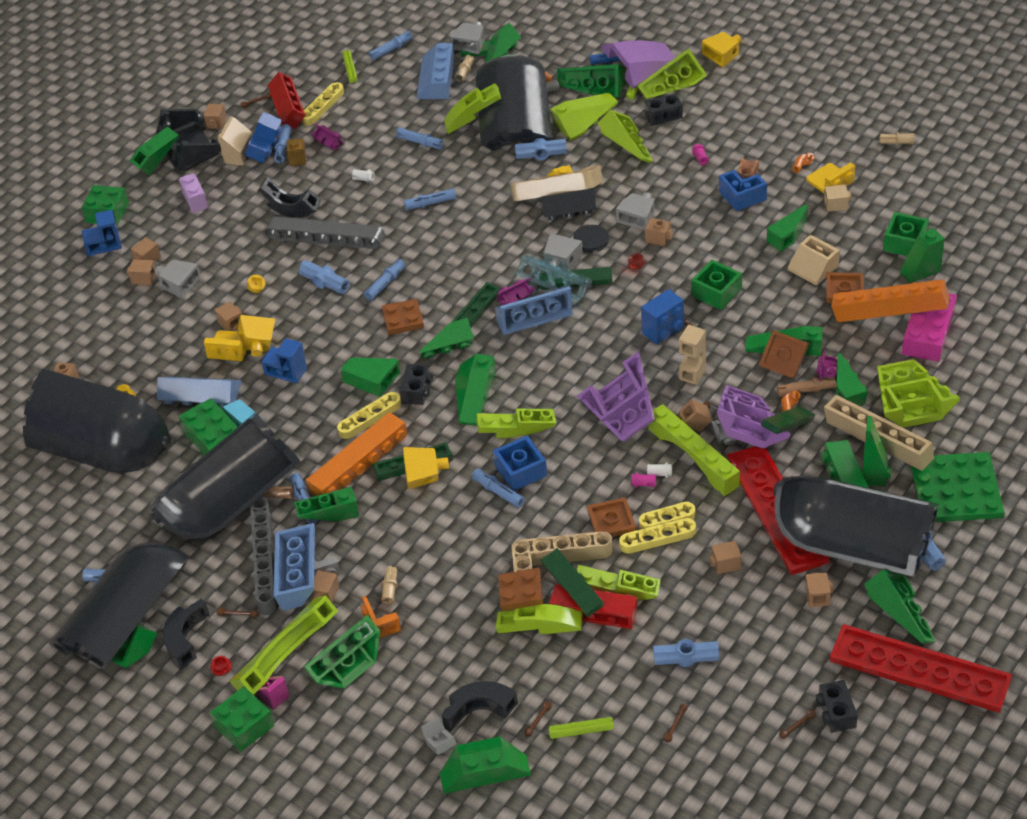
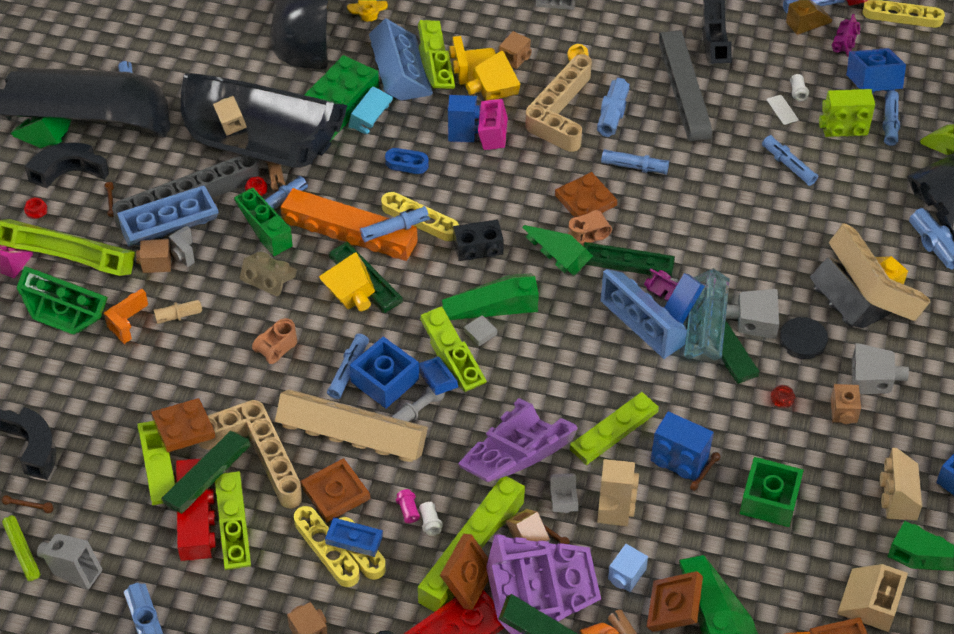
camera: 65 degrees right, 5 degrees up
(198, 505) = (229, 115): none -> tan brick
(215, 367) = (433, 55): none -> lime slope
(282, 510) = (258, 184): none -> red plate
(307, 319) = (544, 111): none -> tan beam
(308, 409) = (406, 160): none -> blue plate
(313, 345) = (493, 124): none -> dark pink brick
(370, 374) = (477, 196): green slope -> none
(374, 192) = (782, 109): none -> white sticker
(377, 128) = (876, 70): none -> blue brick
(379, 519) = (266, 272): none -> dark tan bracket
(383, 414) = (402, 221): none -> medium blue pin
(409, 153) = (847, 112): none -> lime brick
(436, 319) = (590, 227): none -> nougat piece
(453, 524) = (276, 340): none -> nougat piece
(500, 405) = (480, 330): none -> light grey tile
(533, 280) = (684, 297): none -> blue tile
(538, 434) = (437, 376): none -> blue tile
(558, 460) = (410, 411): none -> light grey pin
(559, 493) = (351, 424): none -> tan brick
(612, 689) = (71, 560): none -> light grey torso
(617, 346) = (614, 428): none -> lime plate
(664, 510) = (354, 537): none -> blue plate
(671, 393) = (563, 493): none -> light grey bracket
(725, 447) = (466, 571): none -> dark orange plate
(738, 225) = (901, 487): none -> tan slope
(745, 374) = (627, 568): none -> light blue brick

